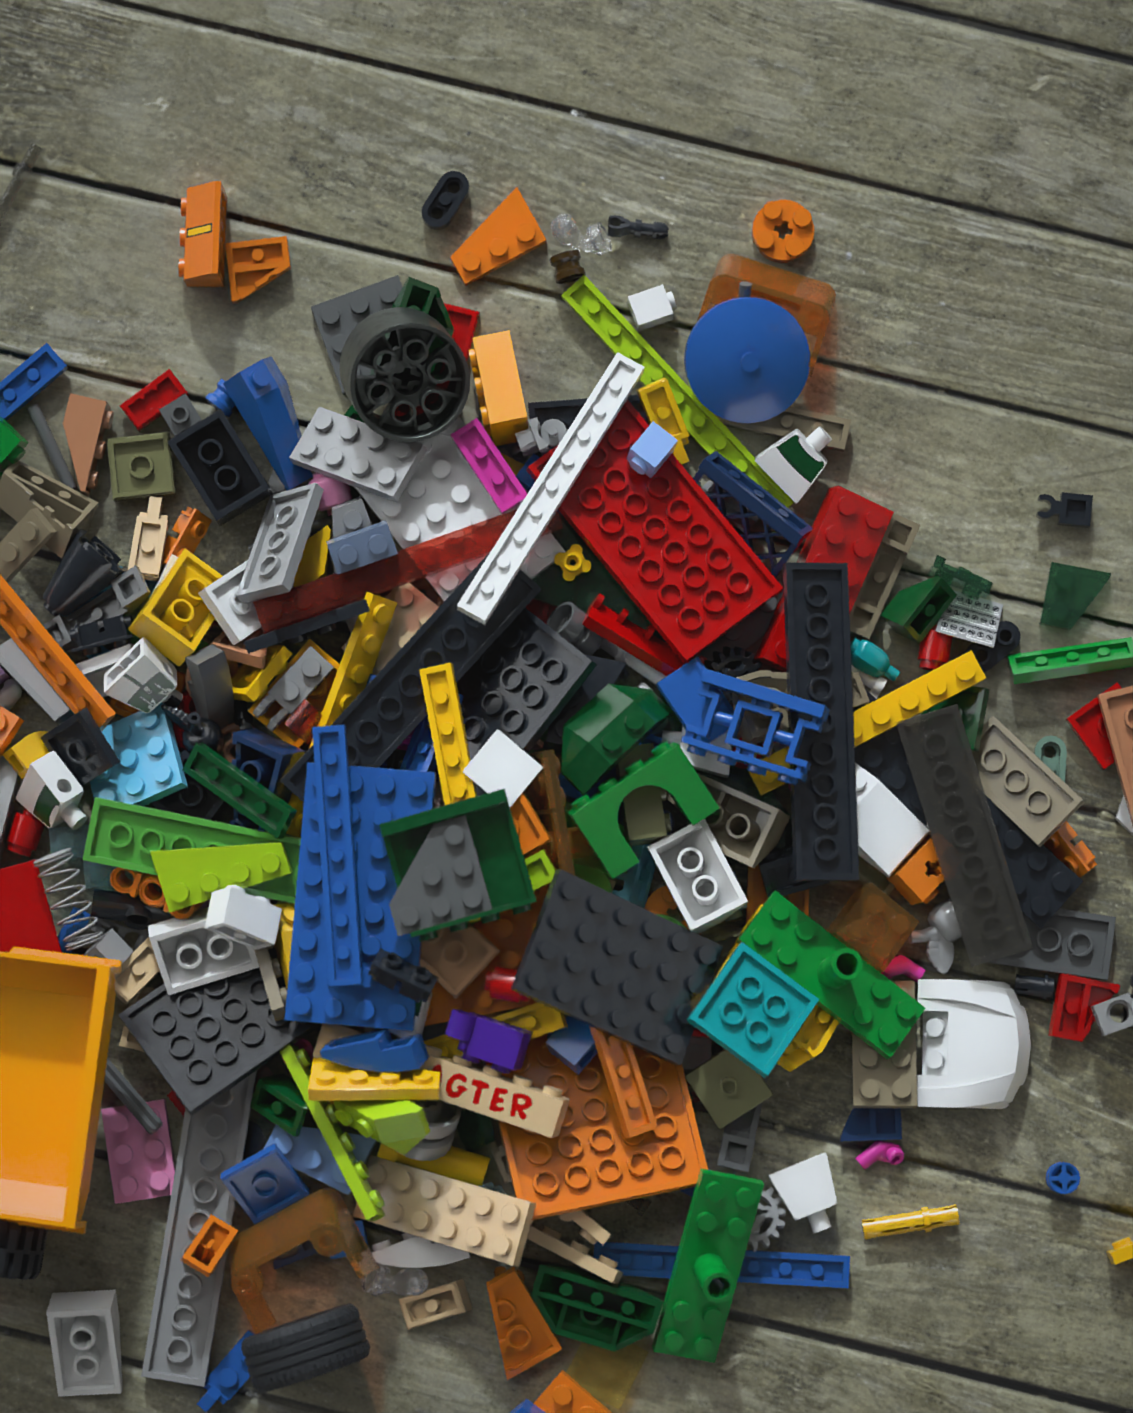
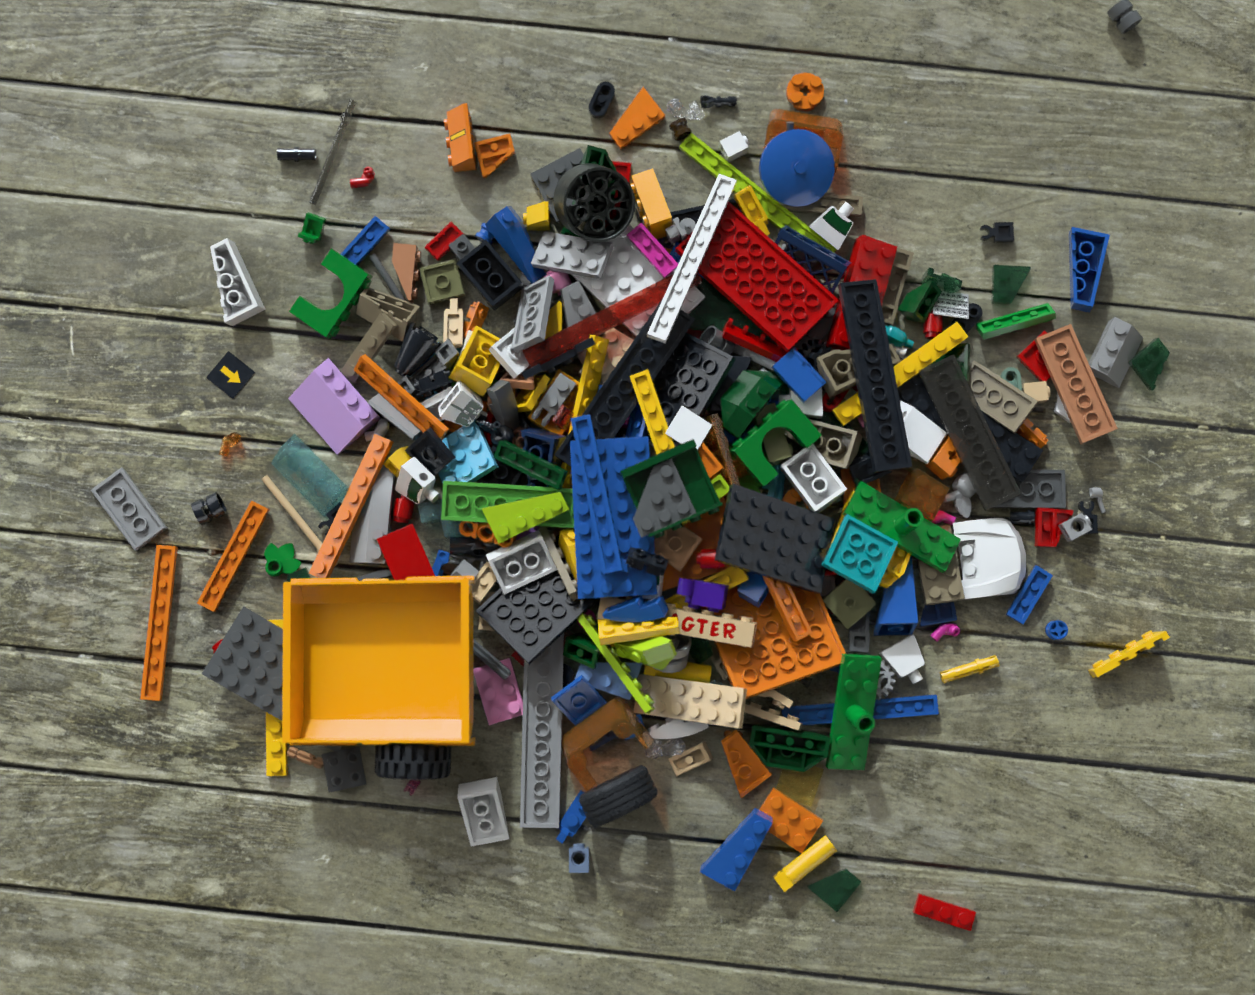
camera: 10 degrees left, 0 degrees up
(38, 280) = (365, 180): none -> red arm
(79, 941) = (446, 569): light grey piece -> none
(209, 1246) = (550, 742): orange slope -> none
(243, 917) = (544, 540): white brick -> none
(312, 382) = (537, 217): none -> yellow slope
(361, 547) = (583, 308): sand blue brick -> none
(564, 559) = (705, 302): yellow plate -> none
(651, 450) = (748, 228): light blue brick -> none
(762, 702) = (839, 366): blue fence -> none
(807, 1103) = (898, 607): none -> blue slope
(1026, 1114) = (1029, 594): none -> blue plate
(1088, 782) = (1037, 390): none -> tan brick

